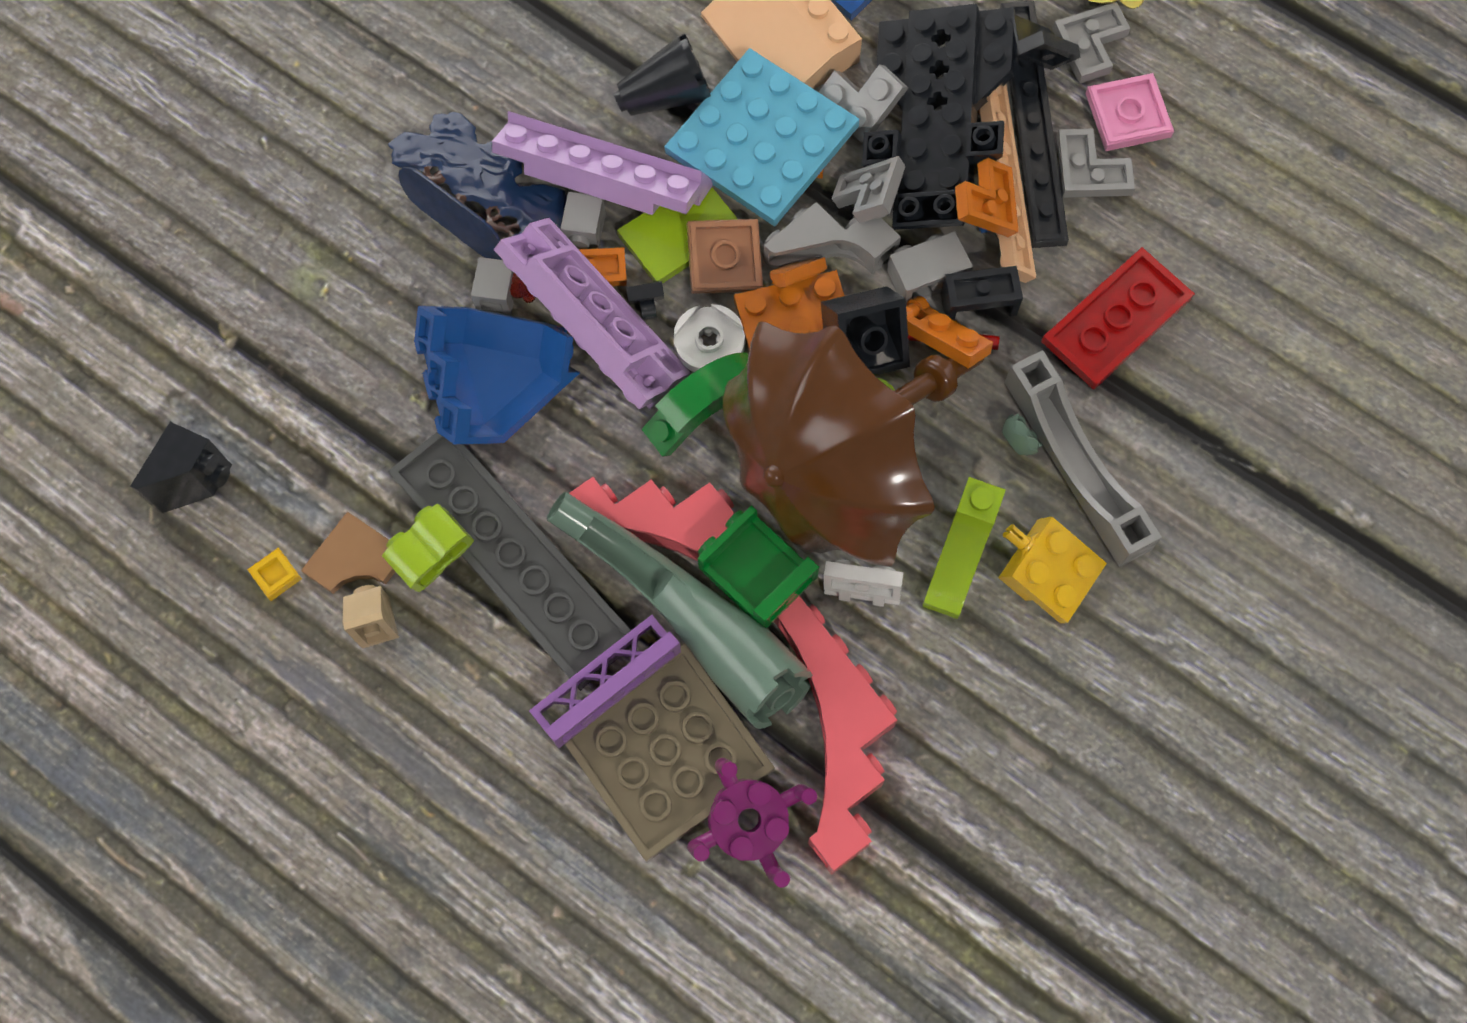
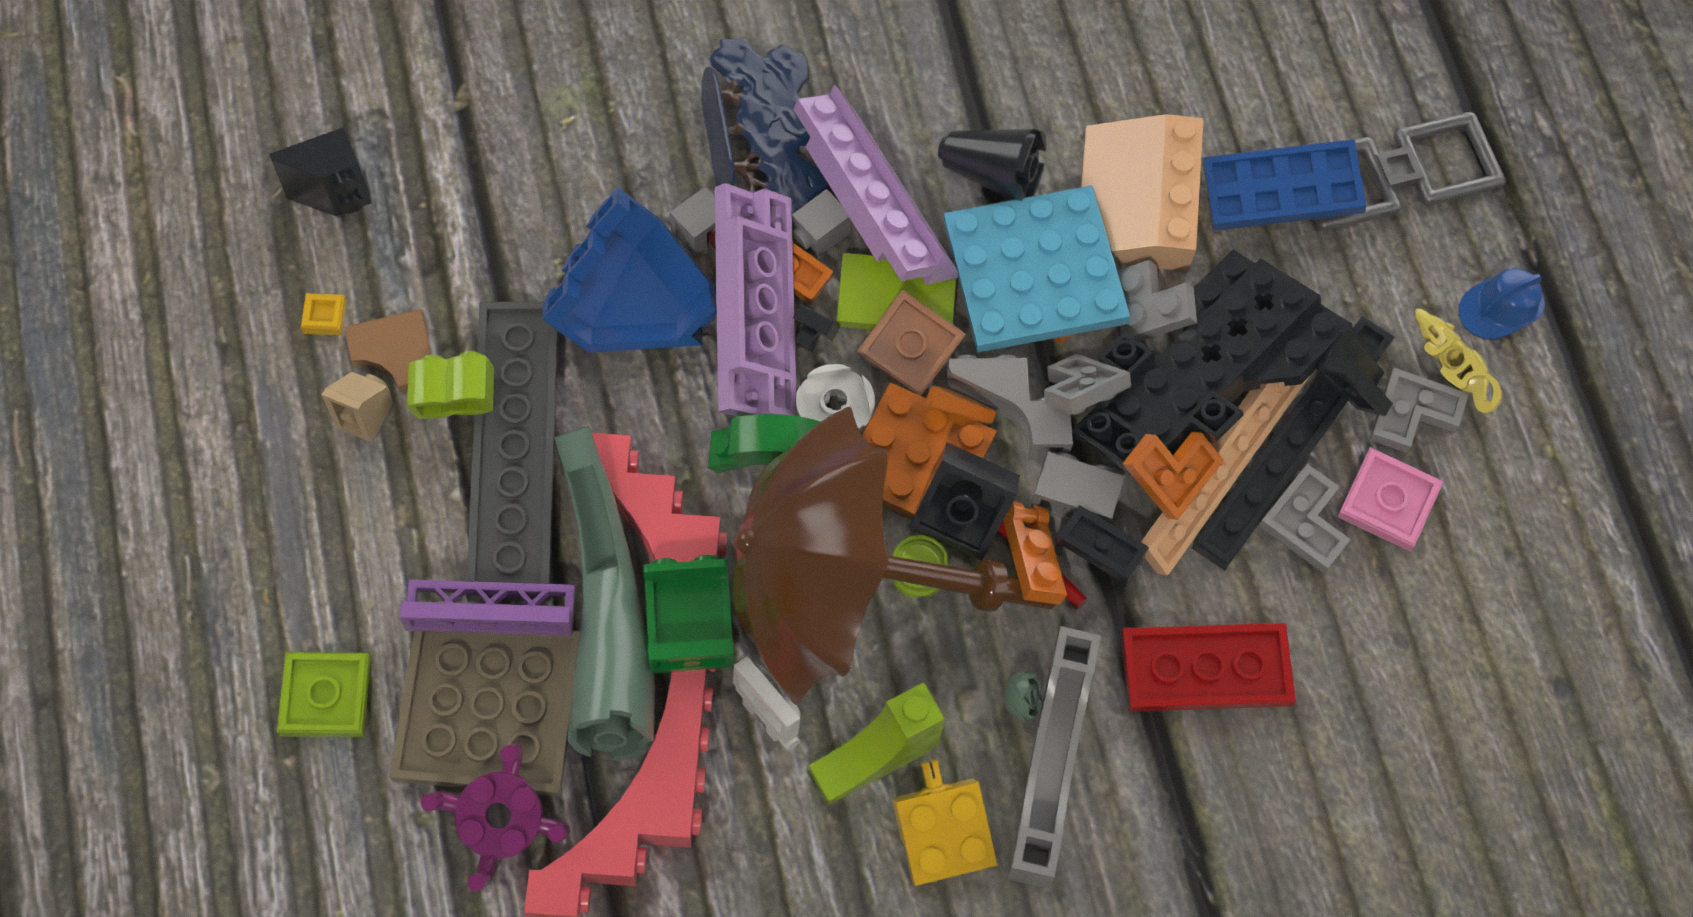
camera: 35 degrees right, 5 degrees down
(538, 844) = (324, 694): none -> lime tile

